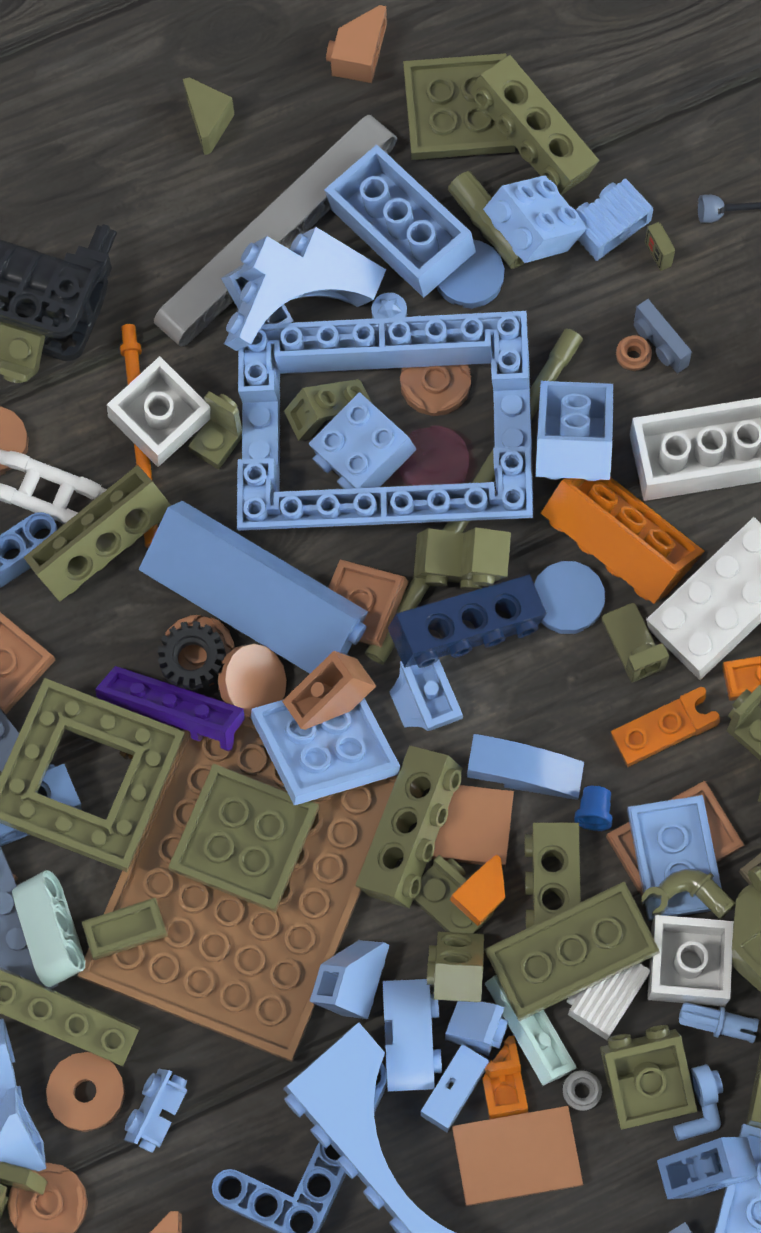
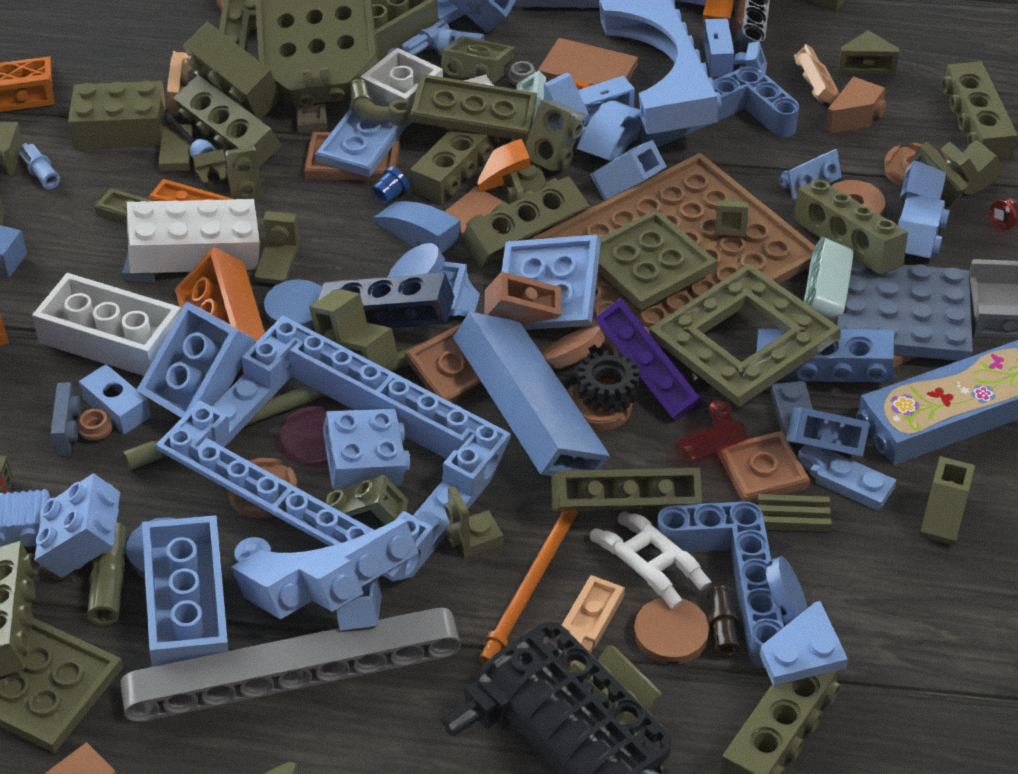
camera: 150 degrees left, 25 degrees down
(63, 653) = (724, 434): none -> clear red piece
(64, 408) = (593, 611): none -> light nougat hinge
(124, 928) = (771, 255): olive tile -> none
(158, 411) = (512, 546): white brick -> none
(189, 947) = (731, 218): none -> olive tile
(474, 692) = (419, 260): none -> medium blue tile
(655, 398) = (126, 409): none -> light blue piece
(664, 727) = (309, 207): orange plate -> none
(737, 1082) = (424, 39): none -> light blue axle

